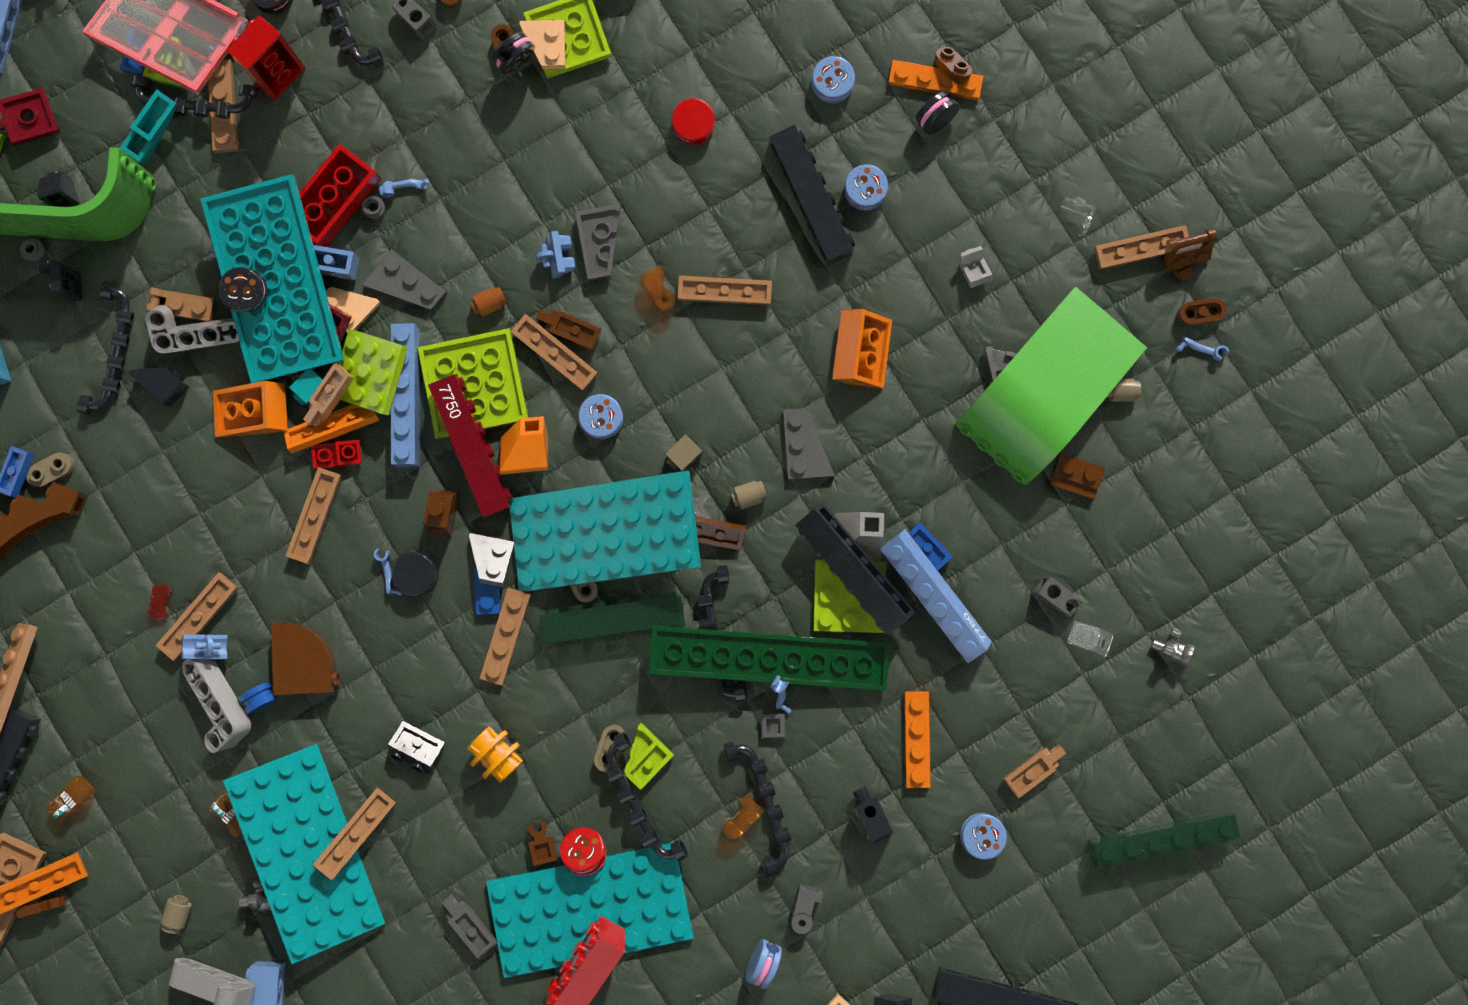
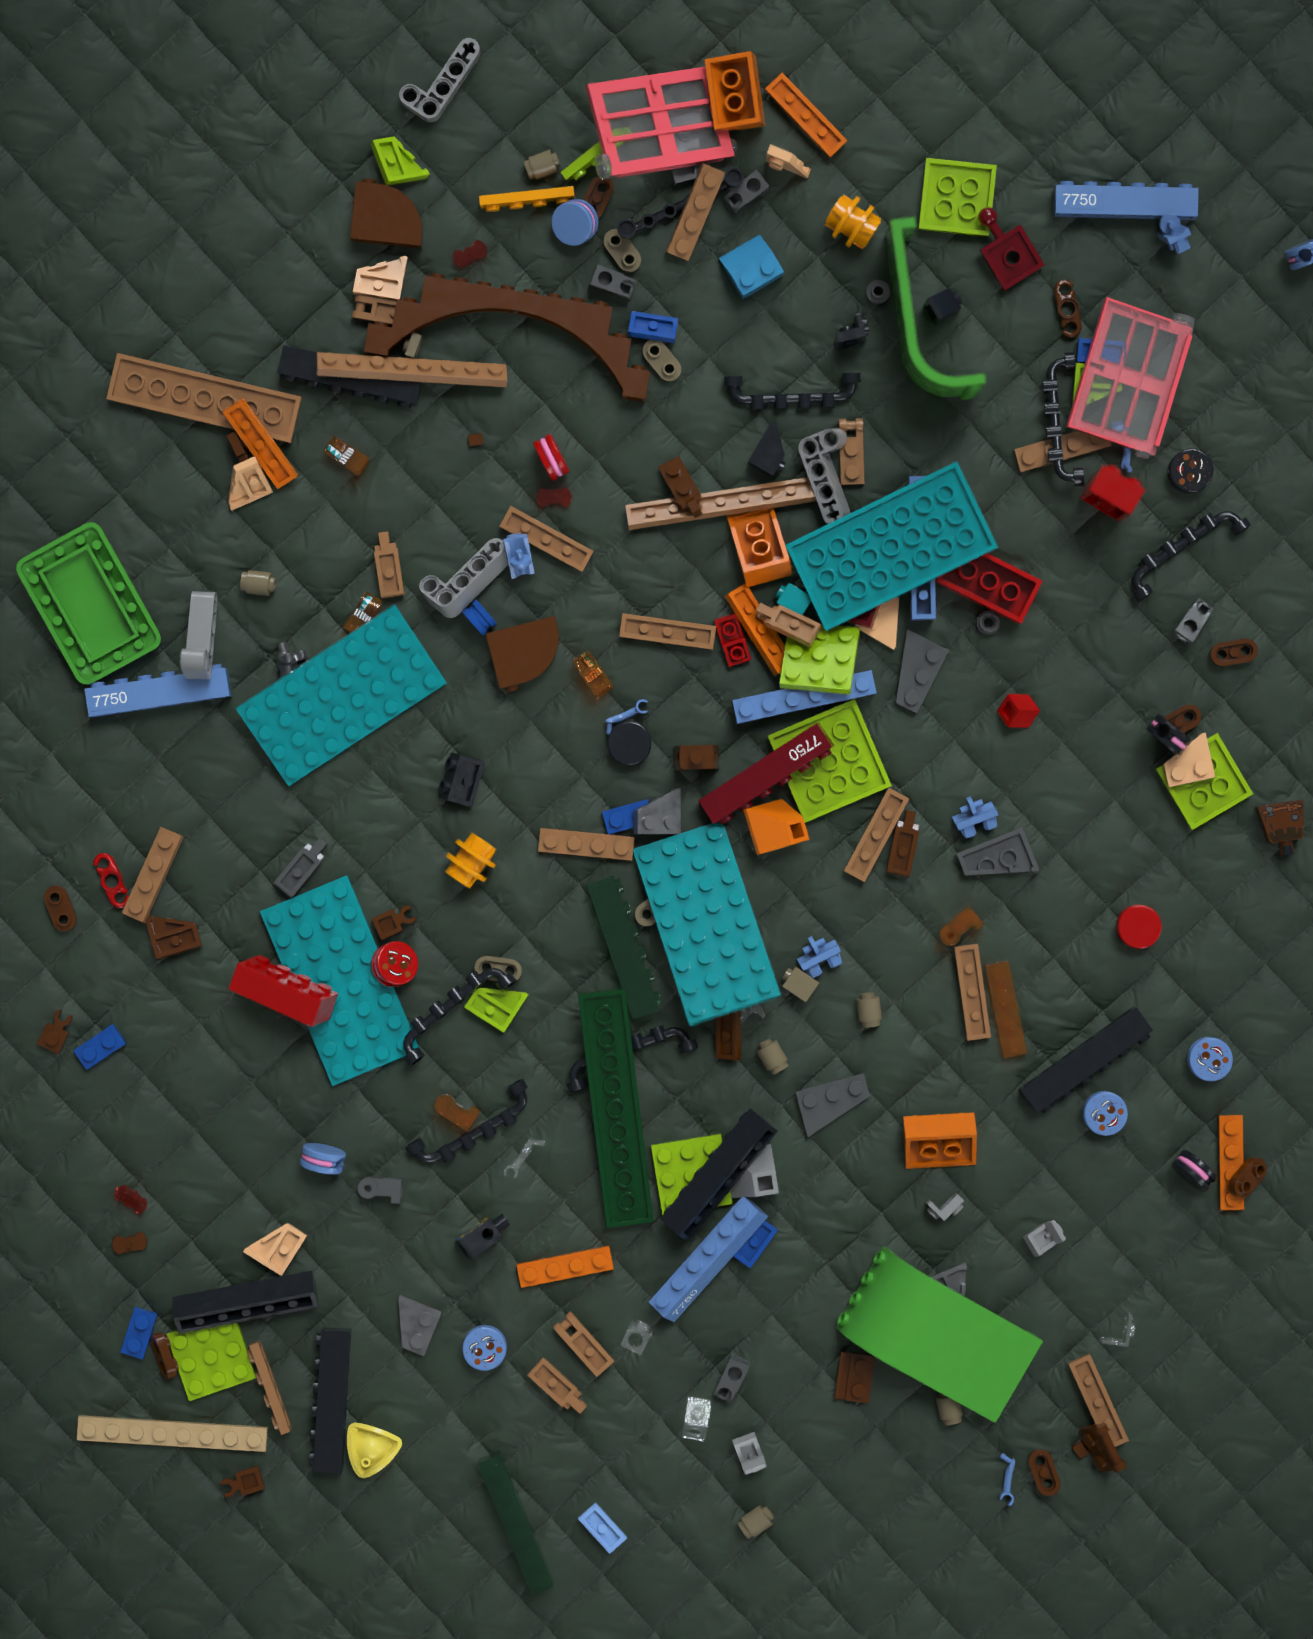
camera: 80 degrees right, 5 degrees up
(71, 905) = (247, 484): none -> light nougat wing
(80, 79) = (1065, 319): none -> reddish brown piece
(86, 667) = (475, 439): none -> reddish brown piece
(115, 595) = (551, 457): none -> red head
(149, 127) = (1023, 384): teal slope -> none
(173, 473) = (681, 485): none -> reddish brown hinge
(190, 779) = (388, 567): none -> medium nougat hinge
(200, 440) = (722, 503): none -> medium nougat plate
(243, 289) = (874, 523): black head -> none
(340, 596) = (593, 674): none -> clear orange leg
(353, 833) = (369, 740): medium nougat plate -> none
(386, 189) = (1010, 633): medium blue piece -> none
(463, 194) = (1018, 710): none -> red panel
(488, 301) = (914, 758): dark orange brick -> none
(600, 416) = (821, 894): medium blue head -> none
(658, 420) = (818, 952): none -> medium blue hips
(722, 392) = (869, 1010): none -> dark tan brick
(748, 262) = (1005, 1009): none -> clear orange plate
(772, 725) = (550, 1123): dark grey tile -> none
(779, 687) = (588, 1124): medium blue piece -> none
(799, 759) = (523, 1155): none -> clear piece
(929, 352) = (950, 1207): none -> light grey bracket
(947, 899) = (416, 1324): none -> flat silver wing
(994, 673) = (641, 1328): none -> clear bracket
(998, 735) = (584, 1344): none -> medium nougat plate
(1063, 972) = (370, 1448): none -> light yellow hat
(1134, 592) = (749, 1453): none -> light grey bracket
(1173, 650) = (700, 1502): flat silver piece -> none
(1182, 753) = (602, 1527): none -> light blue plate
(1202, 599) = (756, 1521): none -> dark tan brick

